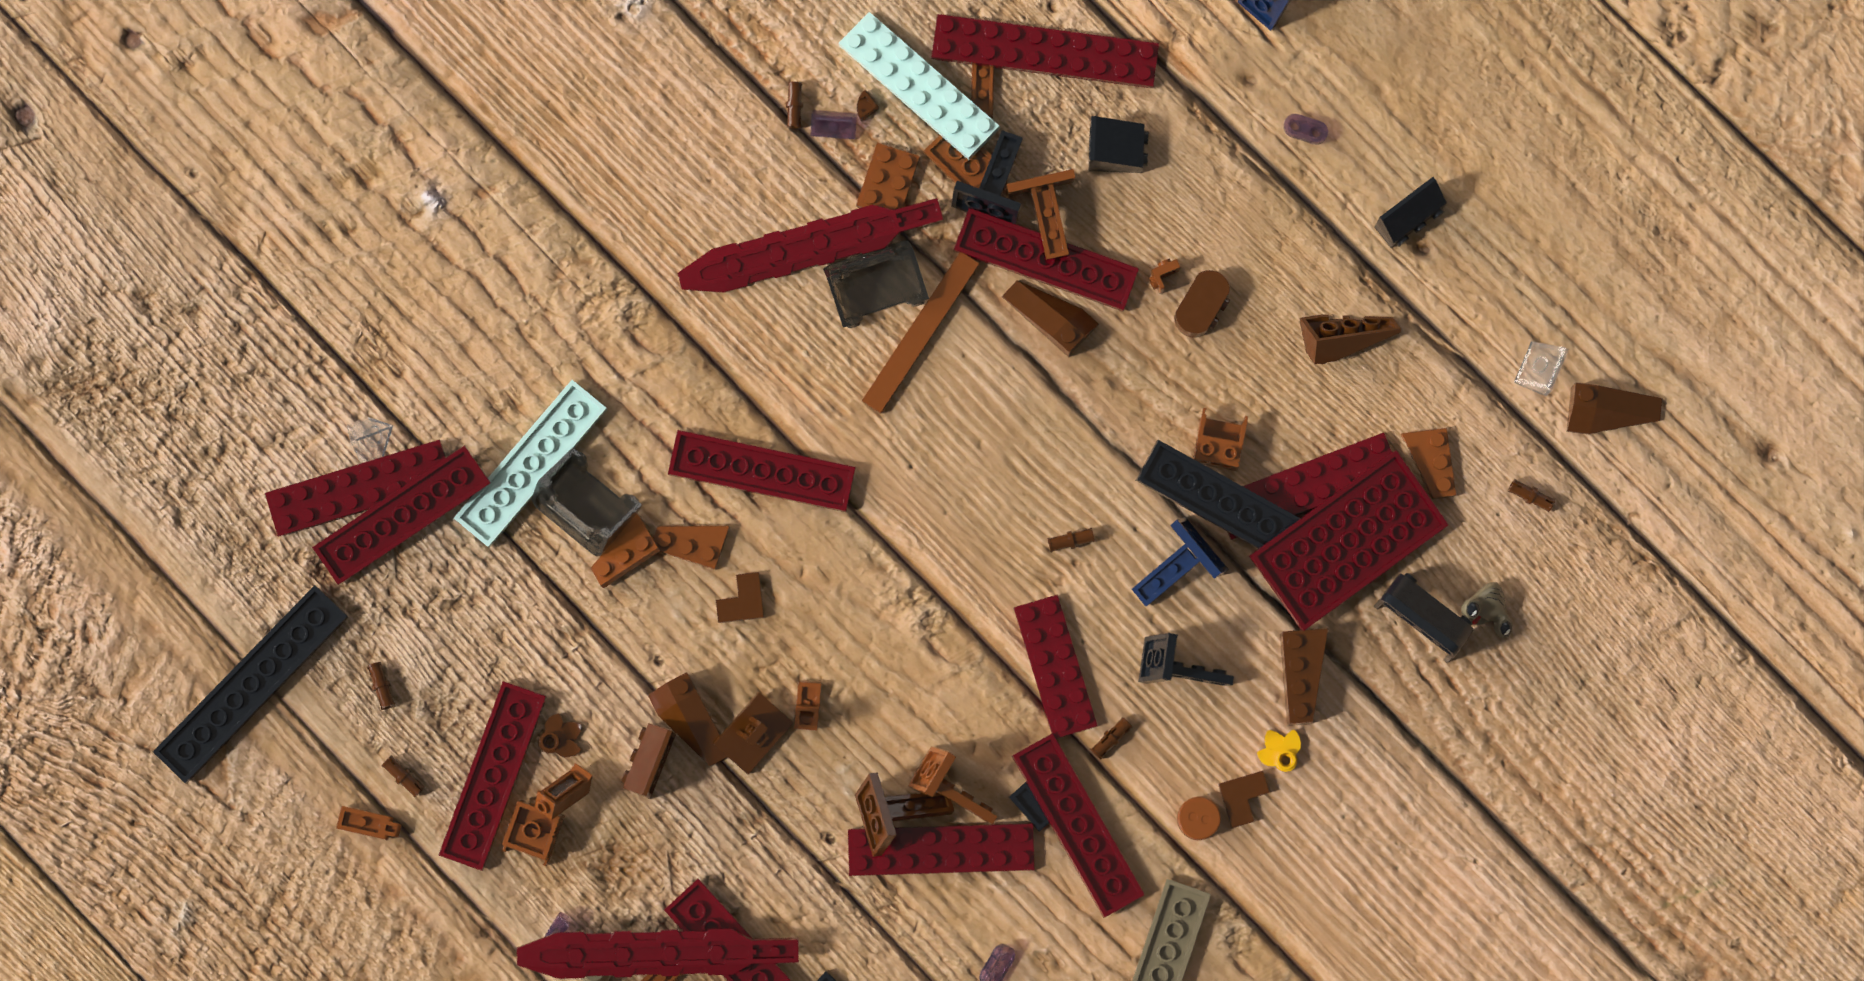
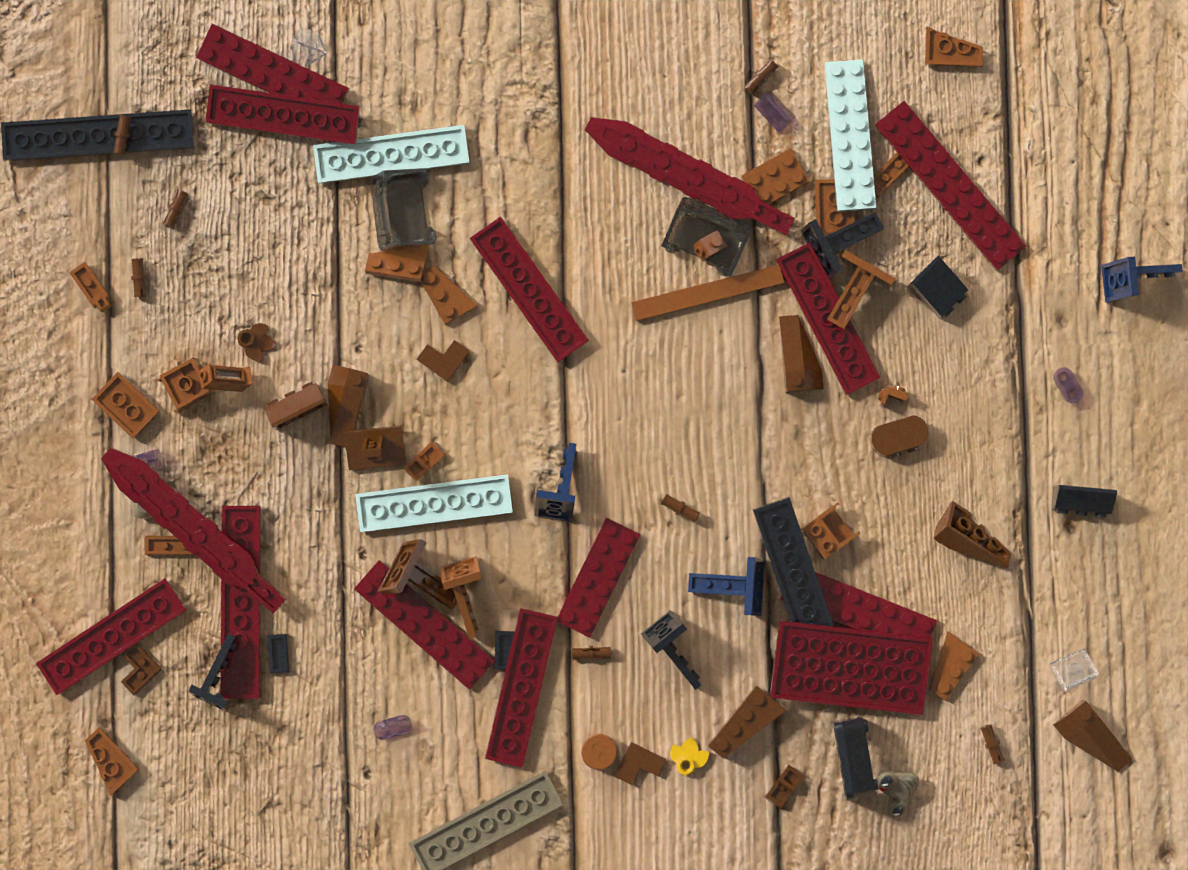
camera: 40 degrees right, 5 degrees up
(273, 662) = (122, 134): none -> reddish brown pin
(492, 776) = (193, 327): dark red plate -> none
(495, 900) = (125, 405): none -> dark orange plate
(850, 734) = (434, 503): none -> light aqua plate
(866, 106) = (805, 118): reddish brown tile -> none
(884, 289) = (709, 245): none -> dark orange bracket
(964, 629) = (559, 504): none -> dark blue piece
(1387, 699) = (784, 786): none -> reddish brown slope

